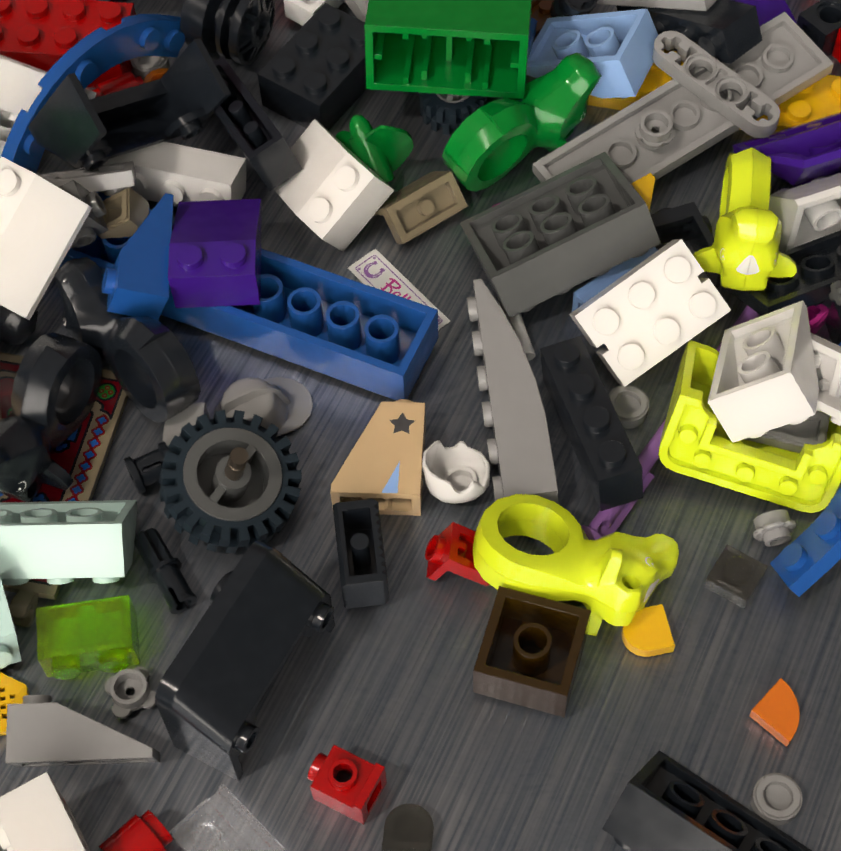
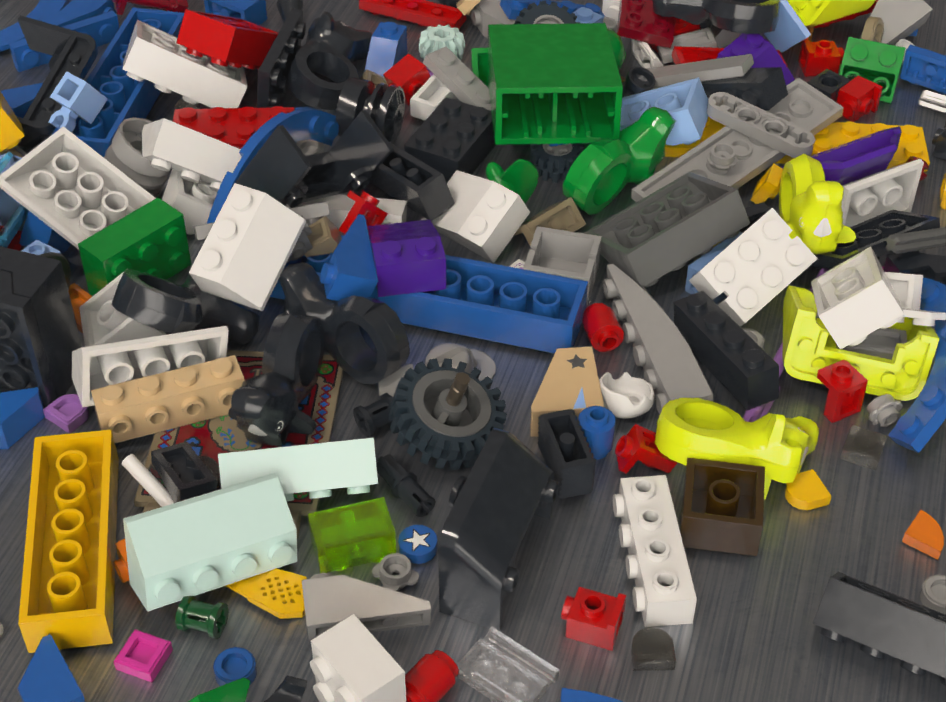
camera: 10 degrees left, 15 degrees down
(160, 650) = (418, 543): none -> blue tile
(183, 180) = (364, 205): none -> red bracket
(405, 524) = (599, 428): none -> blue brick
(421, 267) = (565, 255): none -> light grey piece
(439, 701) = (655, 551): none -> white brick
(451, 367) = (602, 327): none -> red brick
(710, 170) = (768, 185): none -> yellow plate
(725, 493) = (845, 390): none -> red bracket

